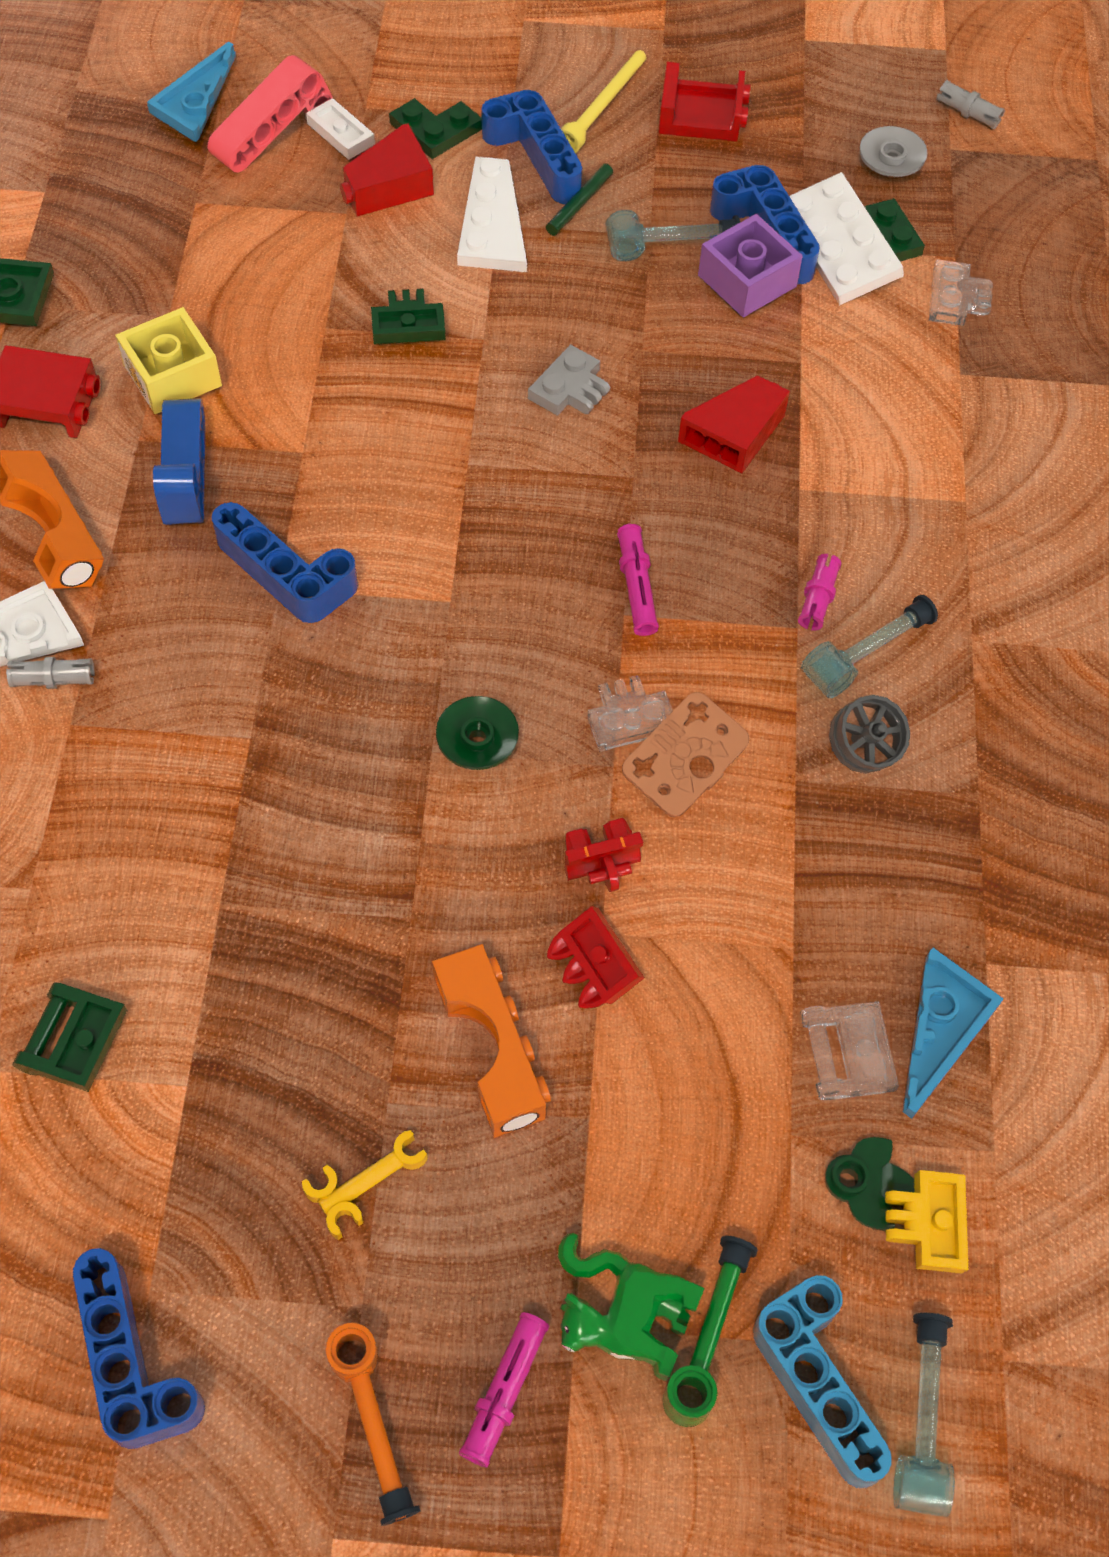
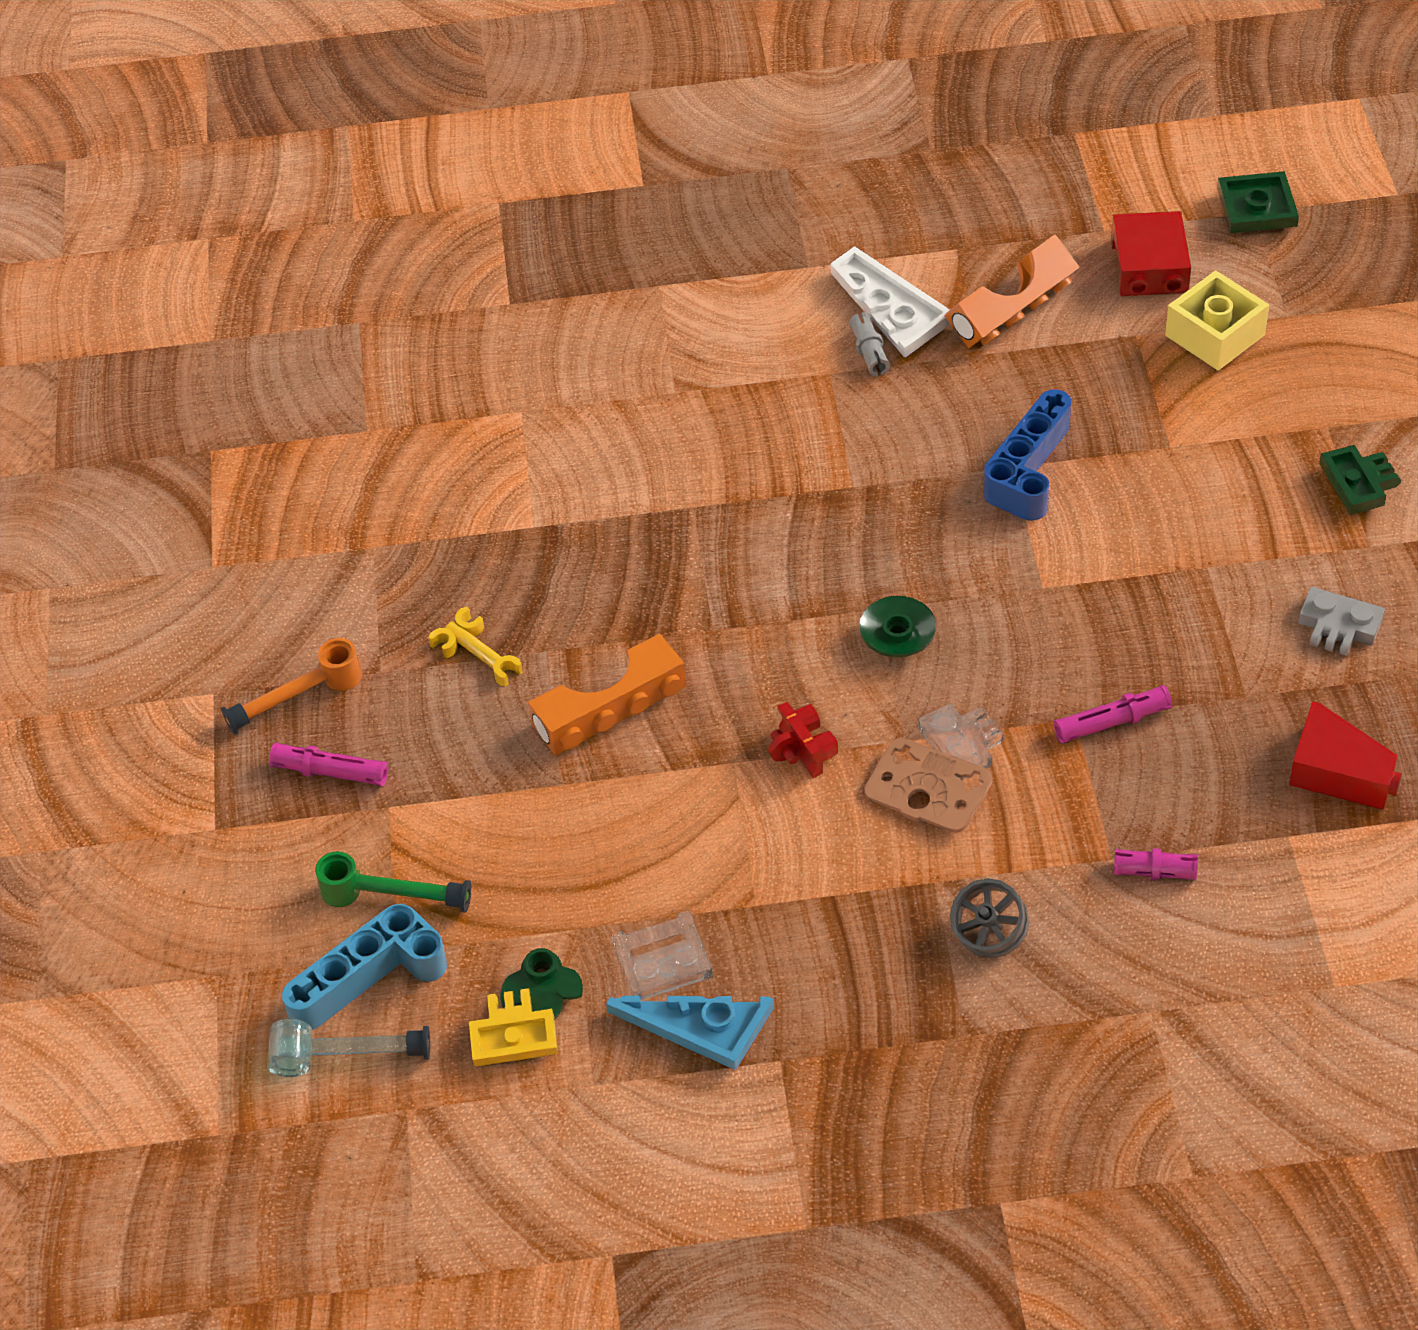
camera: 85 degrees right, 10 degrees down
(82, 1042) = (553, 446): dark green plate -> none
(123, 1345) = (316, 534): blue beam -> none
(181, 476) = (1110, 364): blue beam -> none
(596, 957) = (701, 755): red plate -> none
(636, 1302) = (396, 829): green animal -> none
(834, 669) = (1061, 881): clear light blue piece -> none

